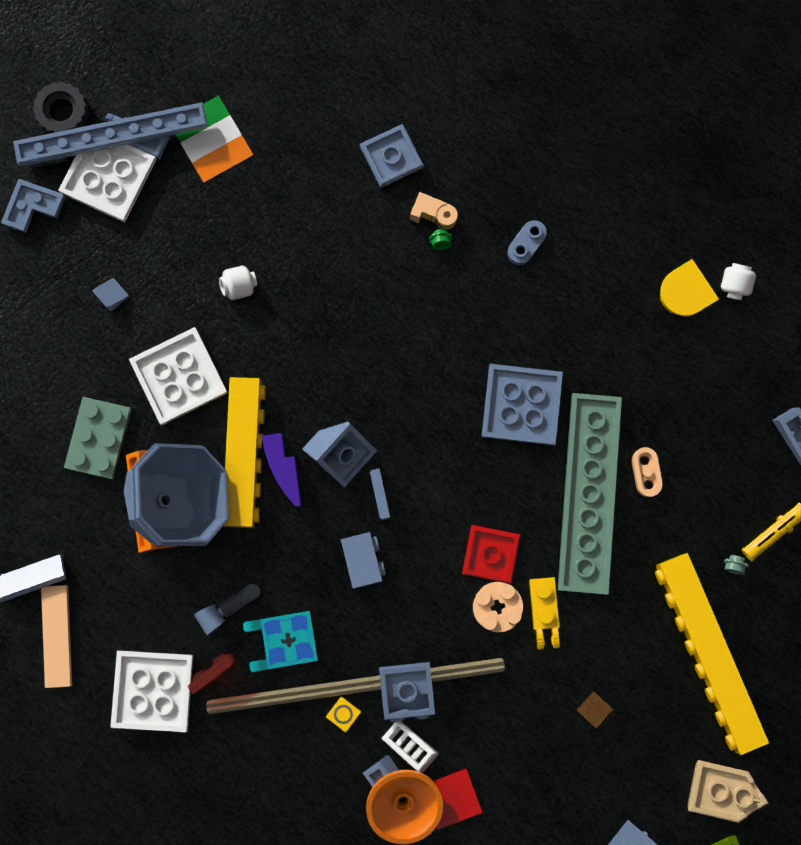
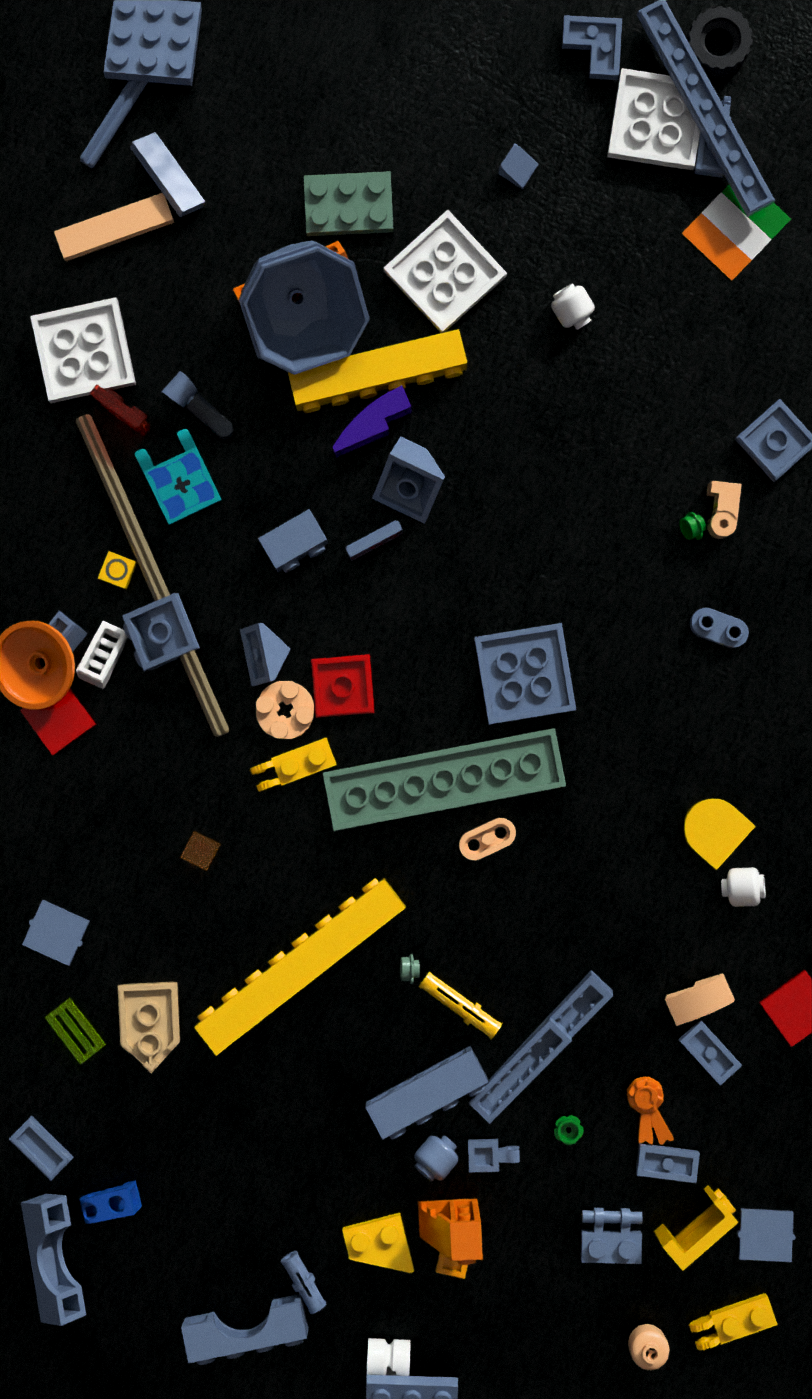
camera: 75 degrees right, 5 degrees up
(447, 612) = (263, 653): none -> sand blue slope

